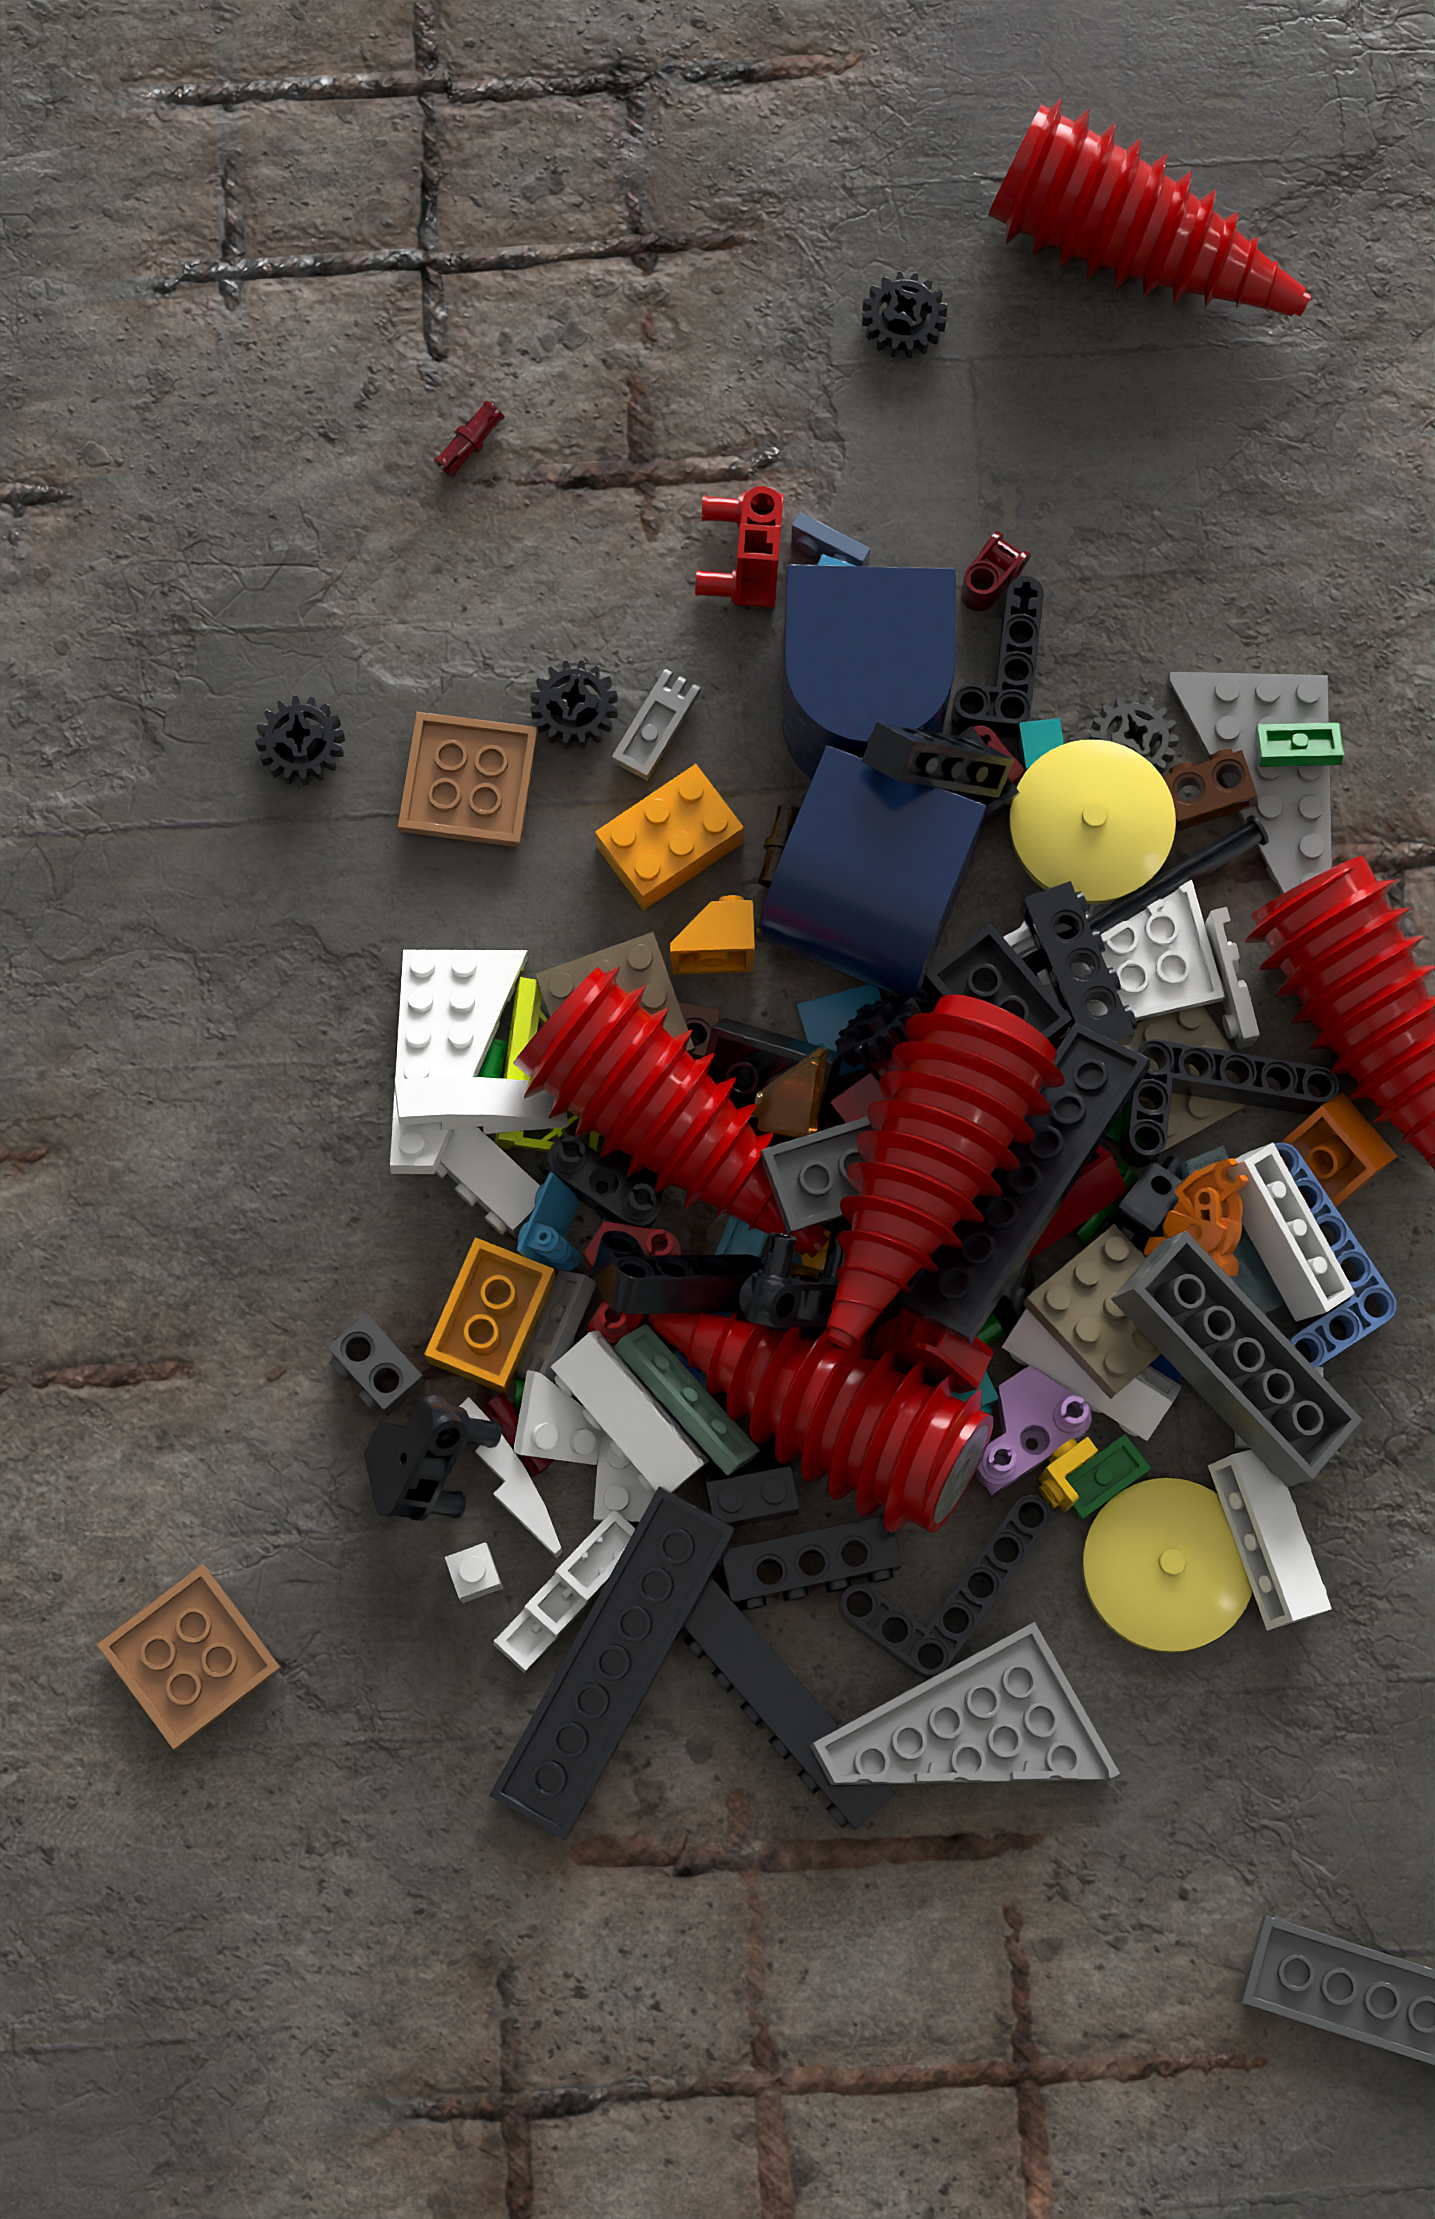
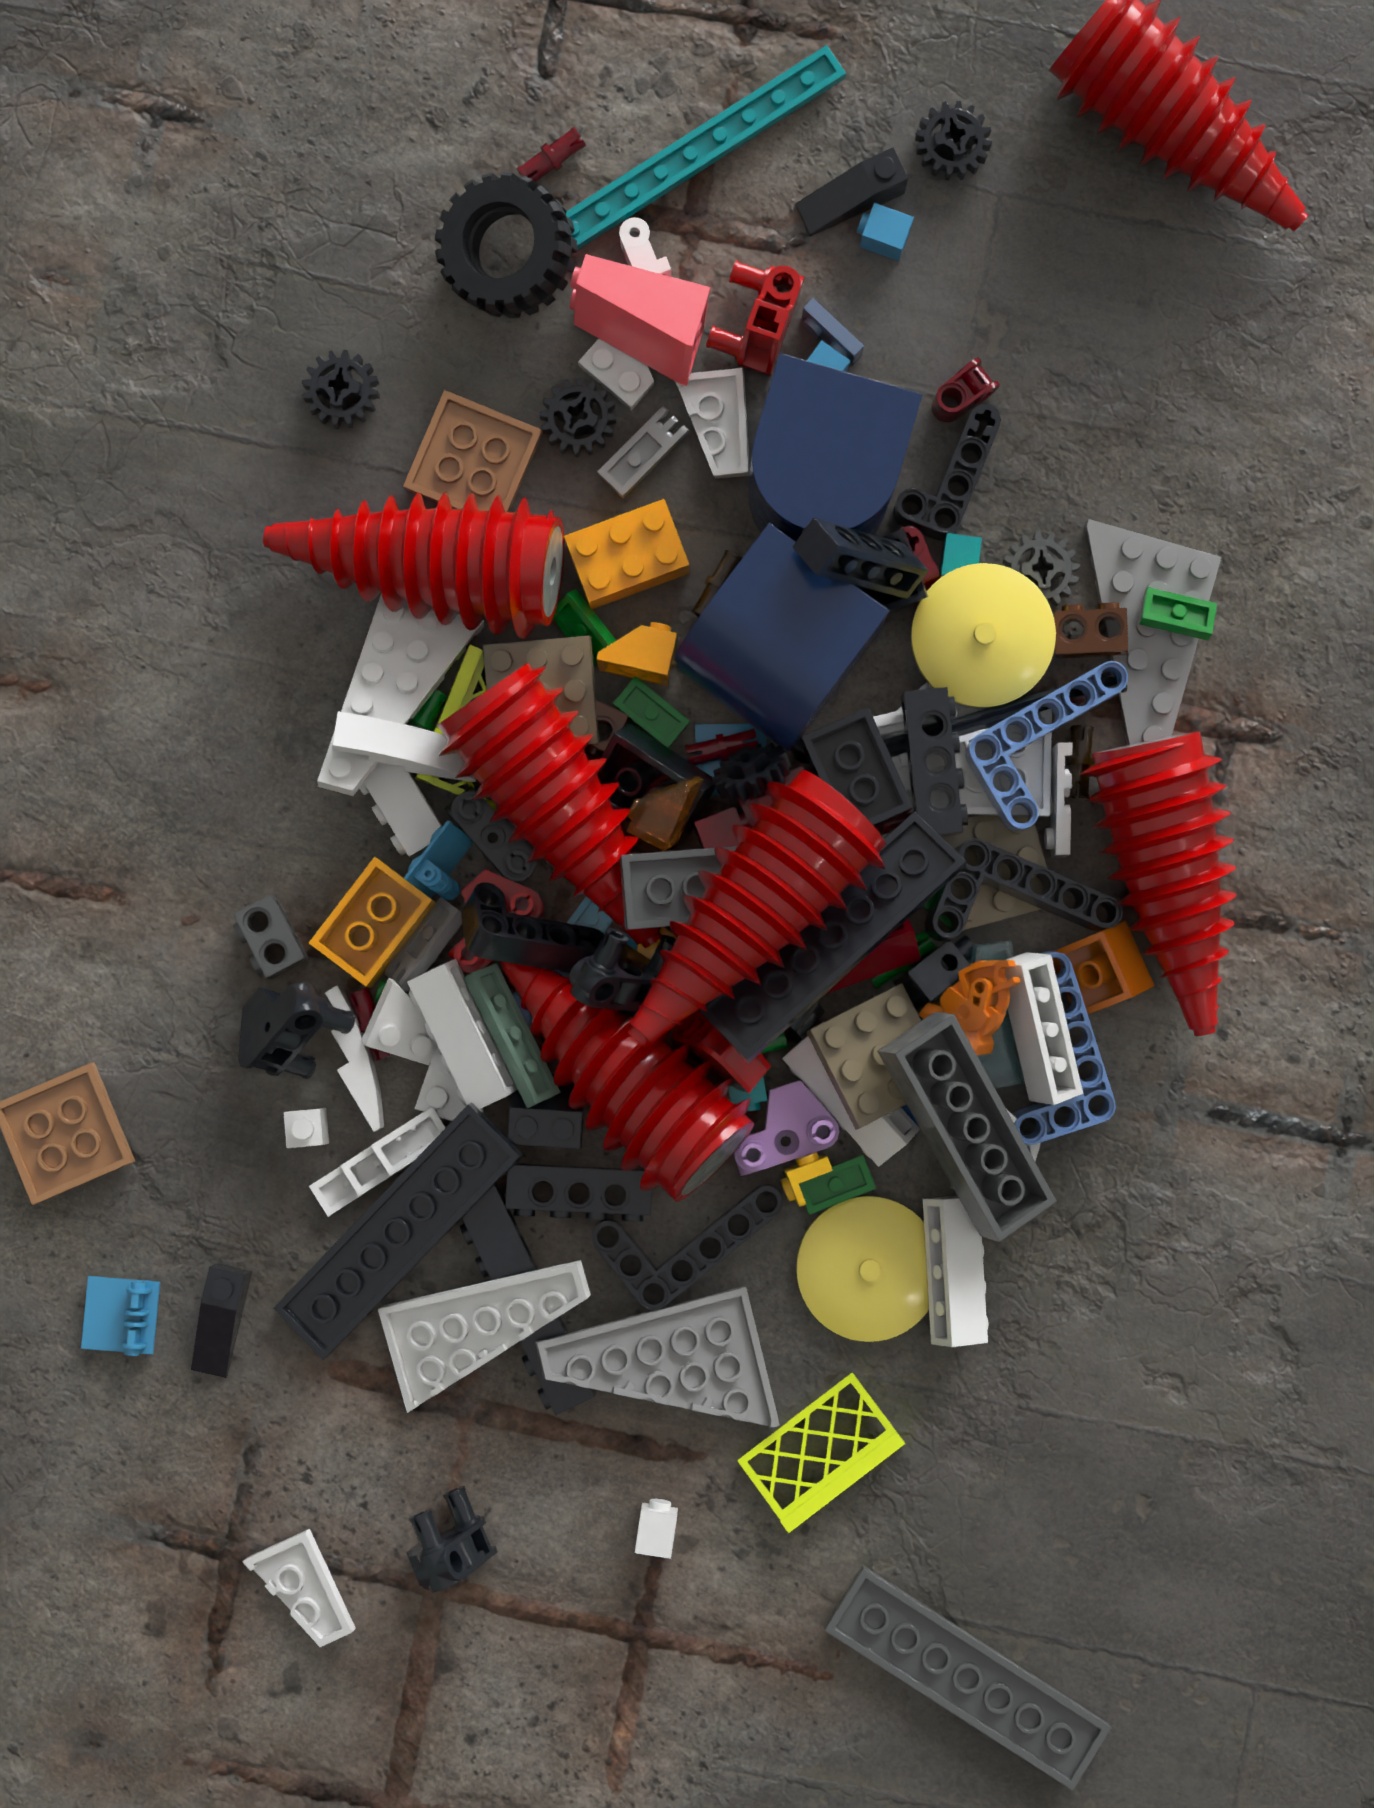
camera: 15 degrees right, 10 degrees up
(309, 1854) = (120, 1315): none -> dark azure hinge
(411, 504) = (474, 214): none -> black tyre
(429, 1828) = (220, 1318): none -> black slope
(461, 888) = (440, 559): none -> red cone
(597, 518) = (637, 247): none -> white leg
(603, 637) = (617, 373): none -> white wing
(611, 2120) = (304, 1584): none -> white wing
(615, 574) = (641, 313): none -> coral slope
(619, 401) = (705, 145): none -> teal plate
(630, 918) = (578, 619): none -> green plate
(715, 1760) = (461, 1329): none -> white wing
(730, 666) = (720, 419): none -> white wing
(744, 1001) = (651, 712): none -> green plate
(772, 2028) = (452, 1555): none -> black piece
(812, 393) = (854, 192): none -> black slope
(832, 1019) = (720, 747): none -> dark red pin
(857, 426) = (884, 231): none -> dark azure brick
(1010, 1935) = (656, 1528): none -> white brick
(1179, 906) = (1034, 729): none -> medium blue beam
(1210, 1814) = (841, 1477): none -> neon yellow fence
(1238, 930) = (1080, 760): none -> dark brown pin

